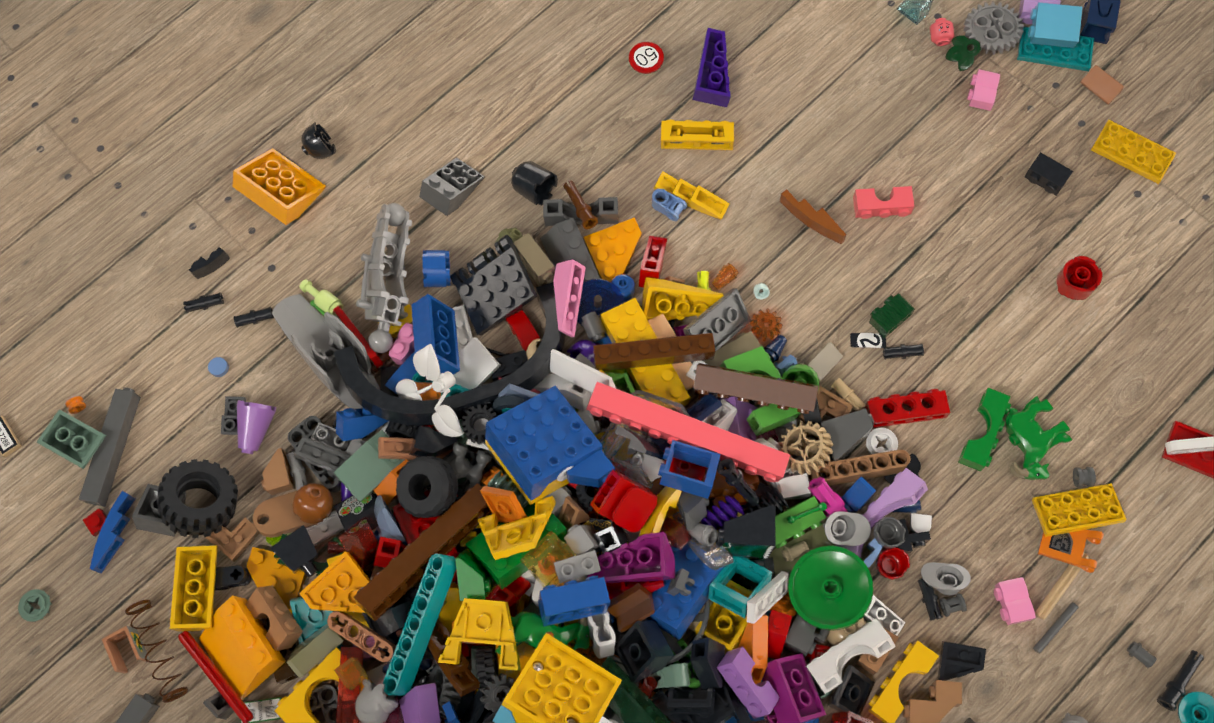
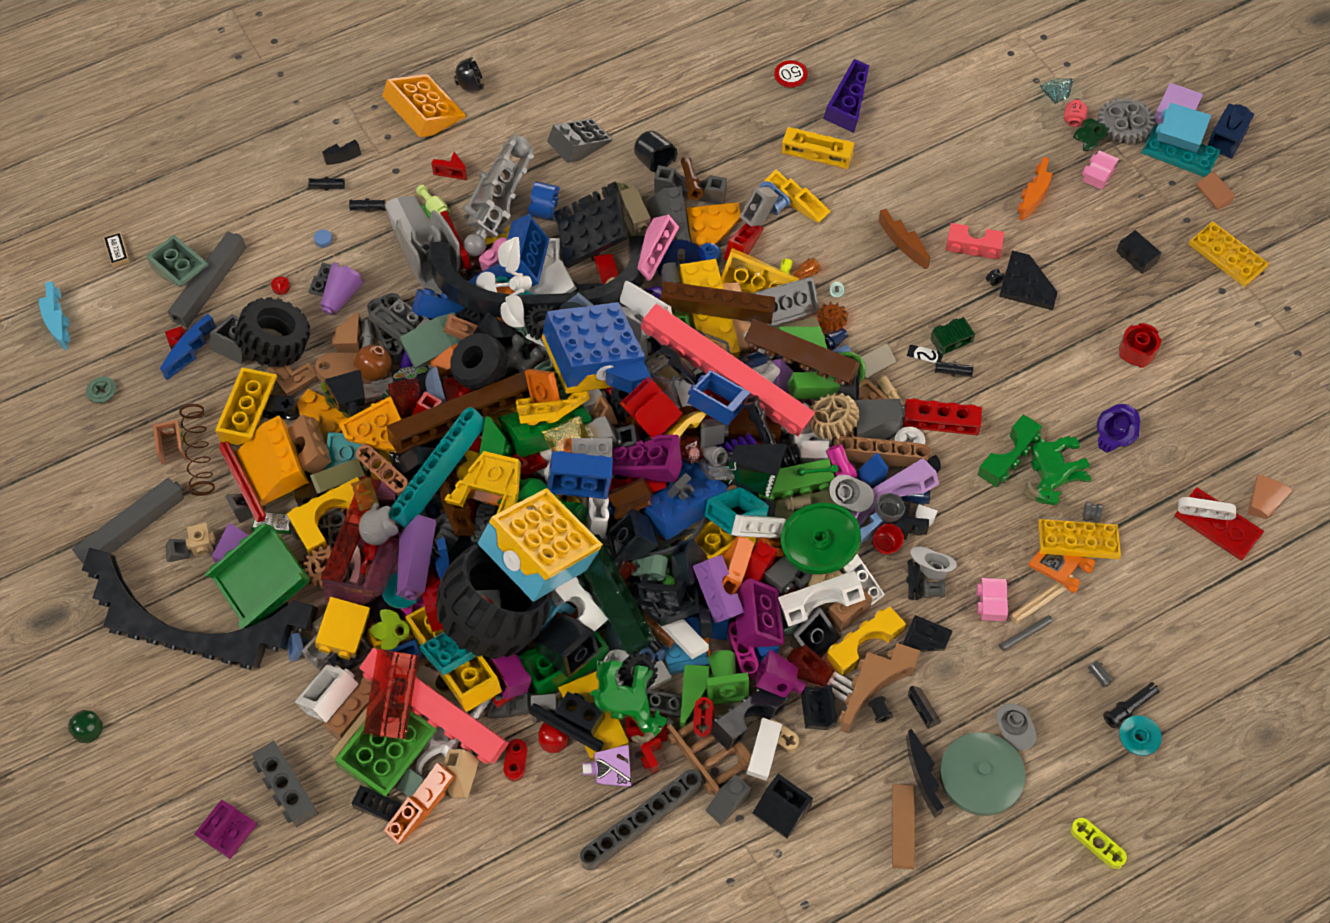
camera: 10 degrees right, 10 degrees down
(75, 405) = (188, 237): orange bush -> none
(189, 433) = (280, 285): none -> red tile
(331, 253) = (451, 169): none -> red slope
(658, 220) = (759, 206): none -> light grey brick
(914, 237) = (995, 277): none -> black bush
(928, 127) = (1036, 190): none -> orange slope
(946, 234) = (1027, 282): none -> black plate
(1084, 377) = (1118, 427): none -> dark purple helmet

